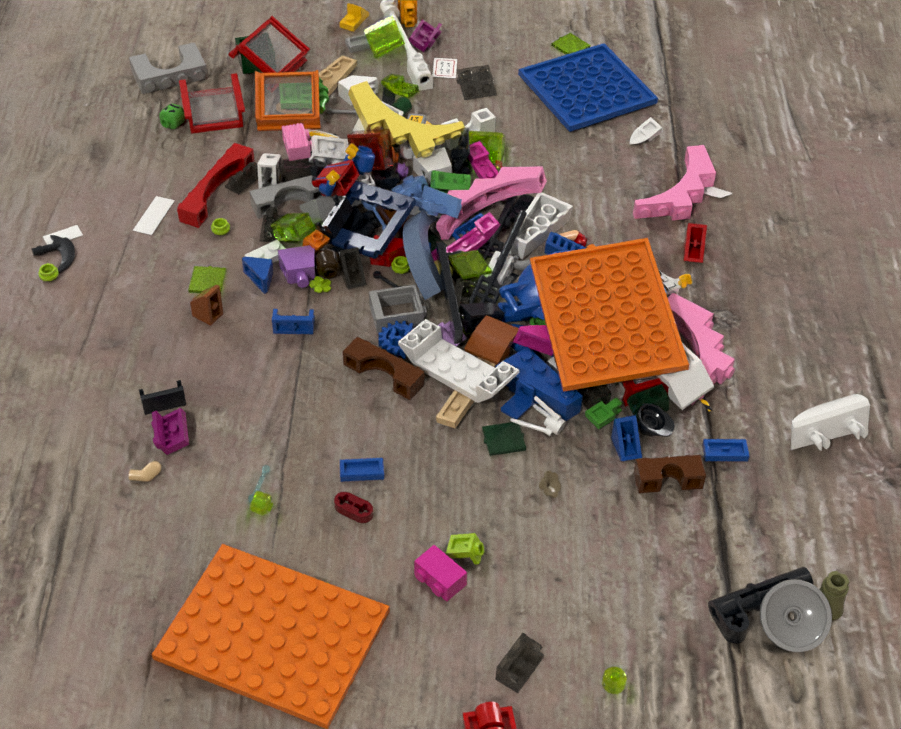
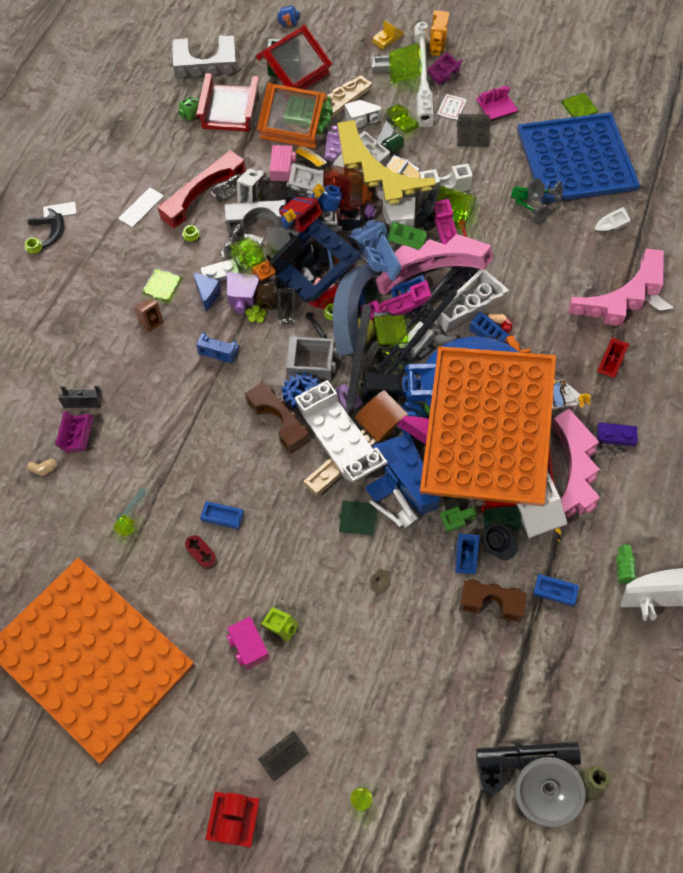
camera: 20 degrees right, 15 degrees up
(244, 18) = (288, 16): none -> blue head
(343, 119) = (333, 147): none -> lavender hinge
(489, 54) = (496, 102): none -> dark pink hinge
(563, 116) = (536, 190): none -> dark grey plant
(726, 308) = (617, 434): none -> dark purple plate
(781, 412) = (625, 564): none -> bright green hinge

